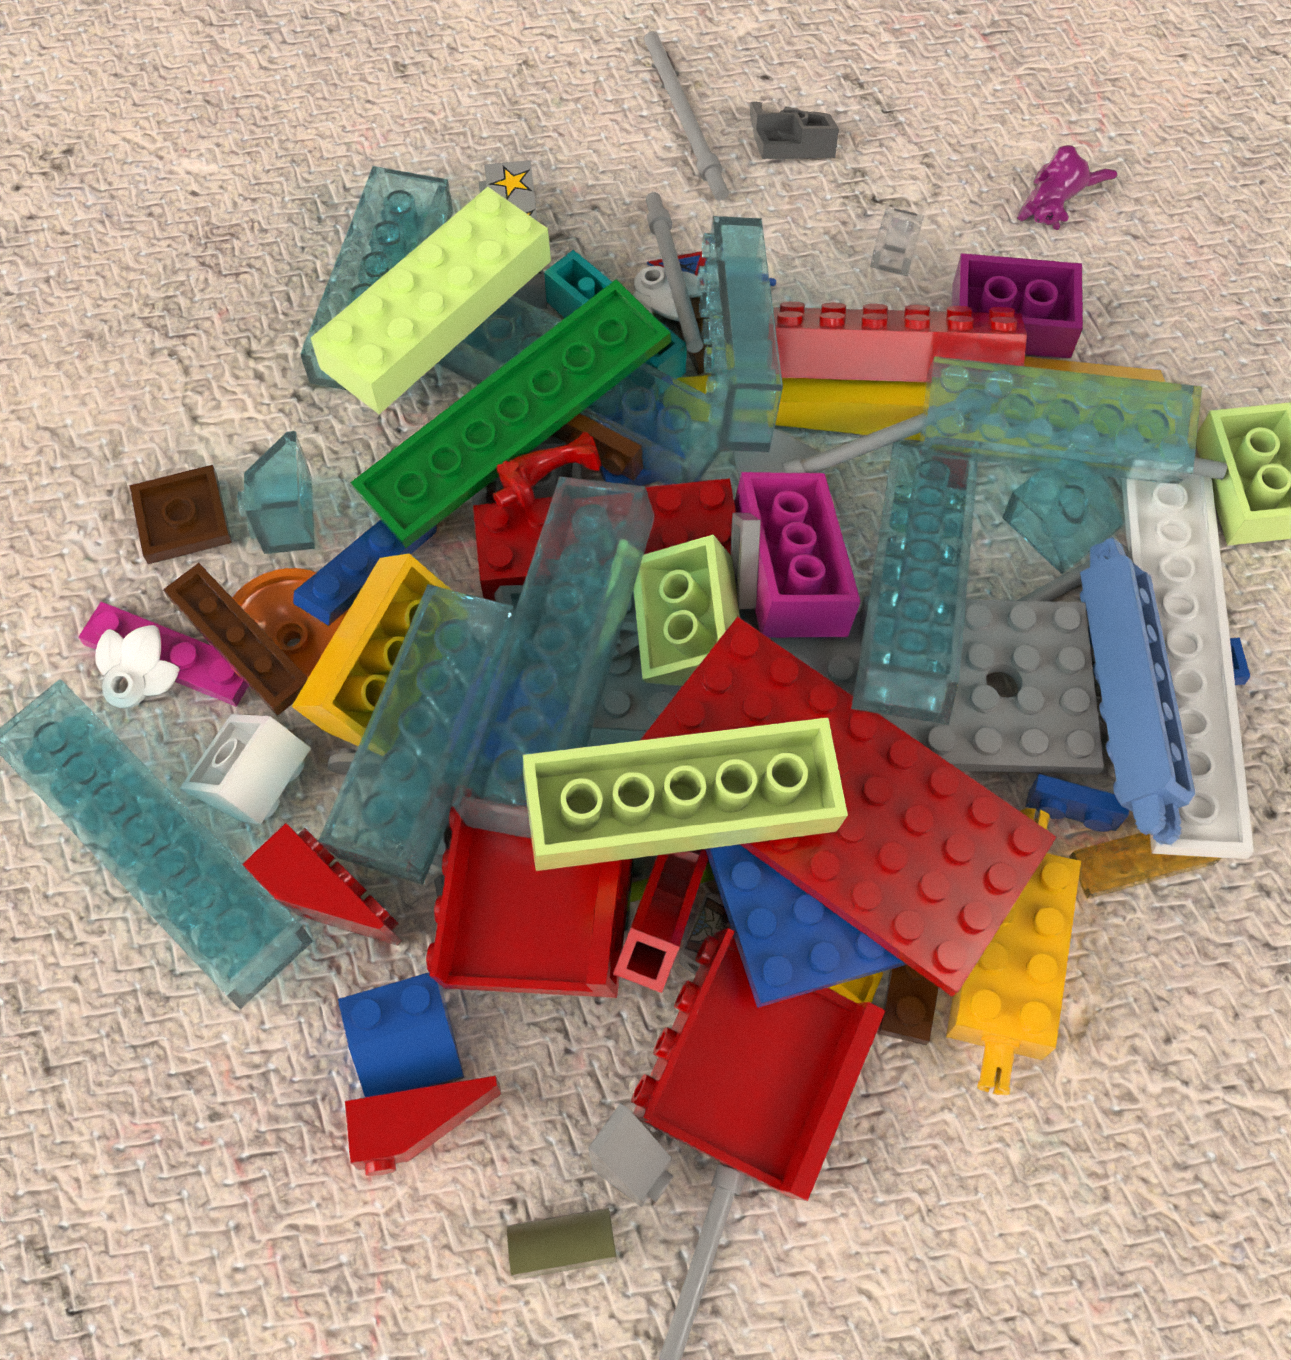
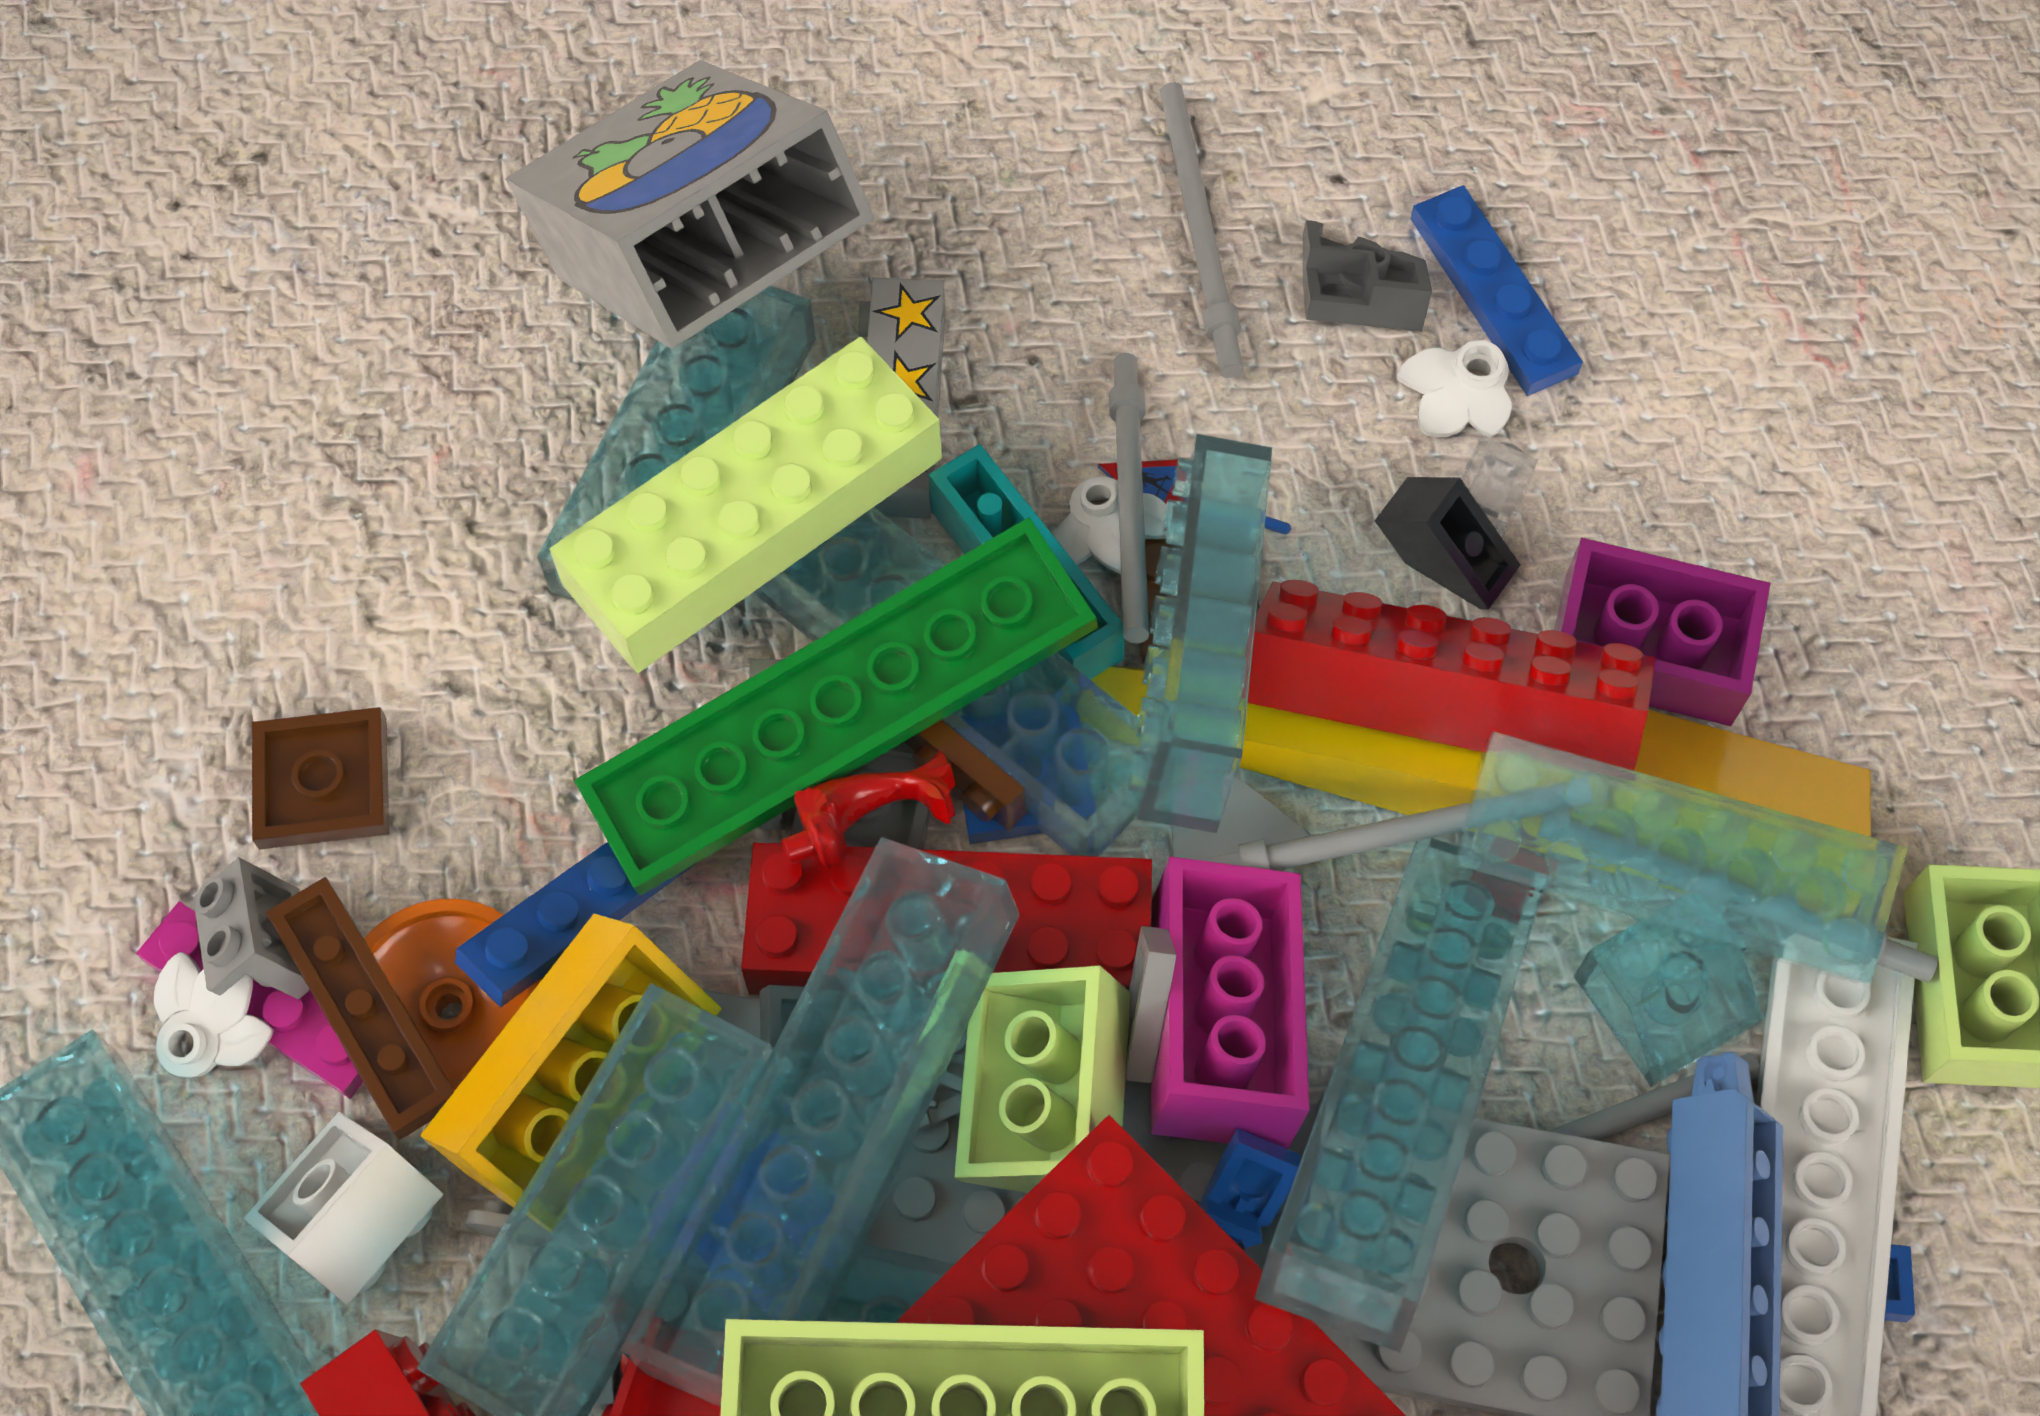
camera: 10 degrees right, 0 degrees up
(147, 608) = (238, 934): none -> light grey bracket
(279, 498) = (468, 782): clear light blue slope -> none
(361, 124) = (691, 200): none -> light grey brick
(832, 652) = (1249, 1186): none -> blue slope
(865, 185) = (1454, 394): none -> white plate
(875, 270) = (1448, 538): none -> black slope
(876, 127) = (1496, 290): none -> blue plate
(1059, 182) = (1765, 427): magenta animal -> none

